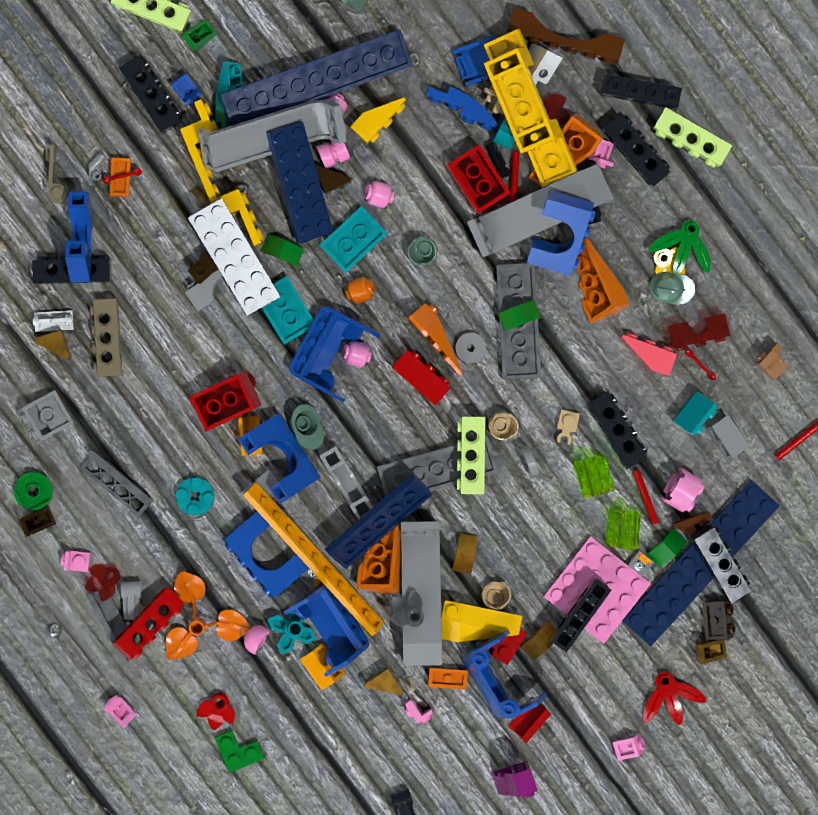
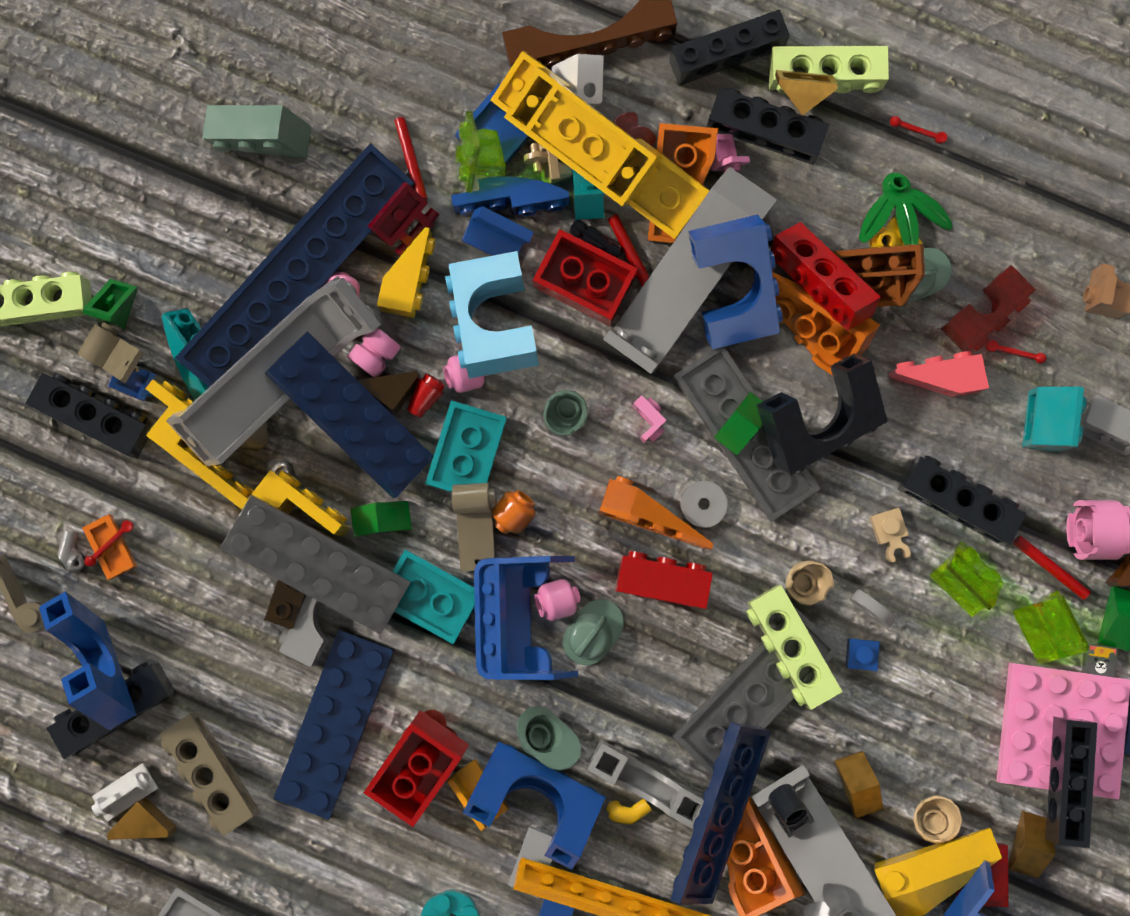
camera: 30 degrees left, 5 degrees down
(183, 67) = (110, 352): none -> dark tan door
(191, 350) = (334, 724): none -> dark blue plate
(326, 495) = (627, 815): none -> yellow arm
(334, 284) = (474, 522): none -> dark tan door
(348, 194) = (425, 395): none -> red cone
(366, 383) = (593, 632): none -> sand green piece
(391, 81) = (397, 216): none -> dark red plate
(411, 145) = (486, 350): none -> medium azure arch
(417, 540) = (789, 809): none -> black piece
(418, 49) = (409, 155): none -> red bar
(441, 125) = (495, 233): none -> blue panel
(458, 72) = (478, 153): none -> clear neon green bracket
(471, 277) = (649, 411): none -> bright pink bracket
(510, 483) = (862, 654): none -> blue plate
(586, 347) = (857, 414): none -> black arch
(623, 283) = (824, 276): none -> red brick
(641, 271) = (888, 270): none -> dark orange wedge
(667, 143) = (806, 89): none -> pearl gold slope
(734, 215) = (939, 137): none -> red hinge

